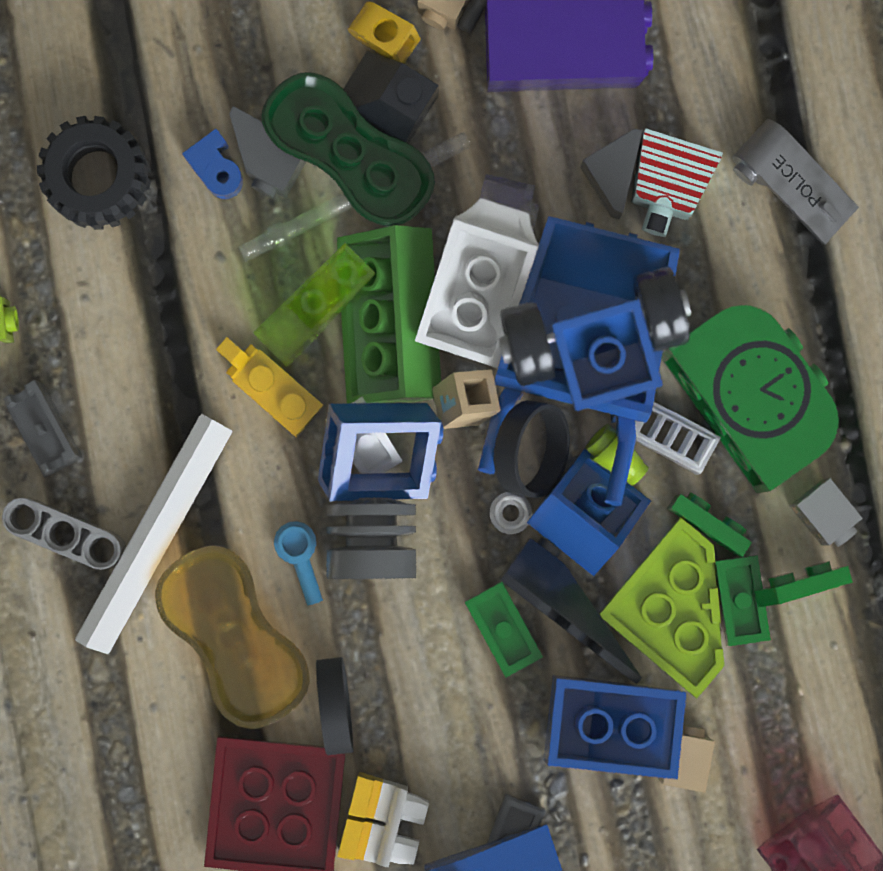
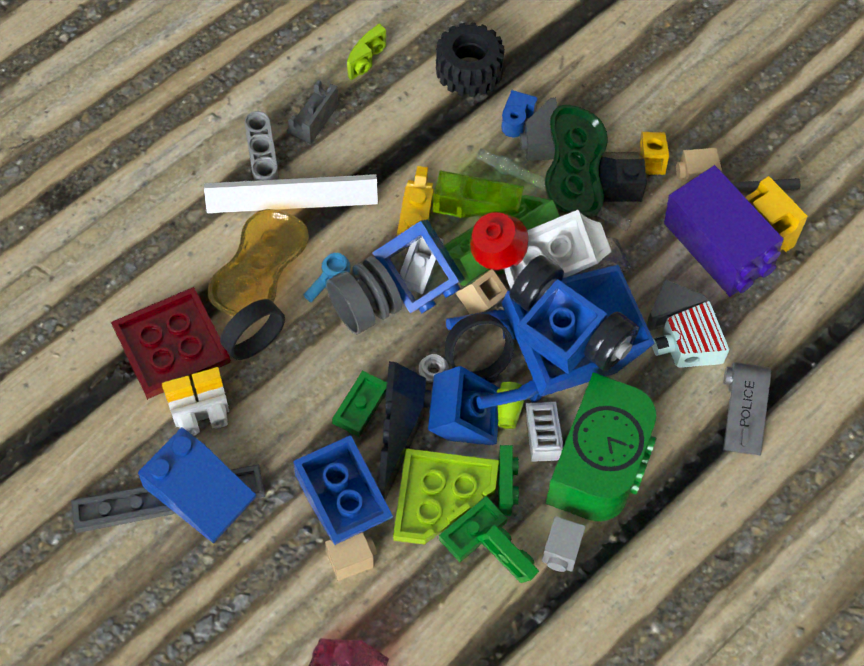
camera: 60 degrees right, 25 degrees down
(425, 340) = (499, 241): none -> red cone

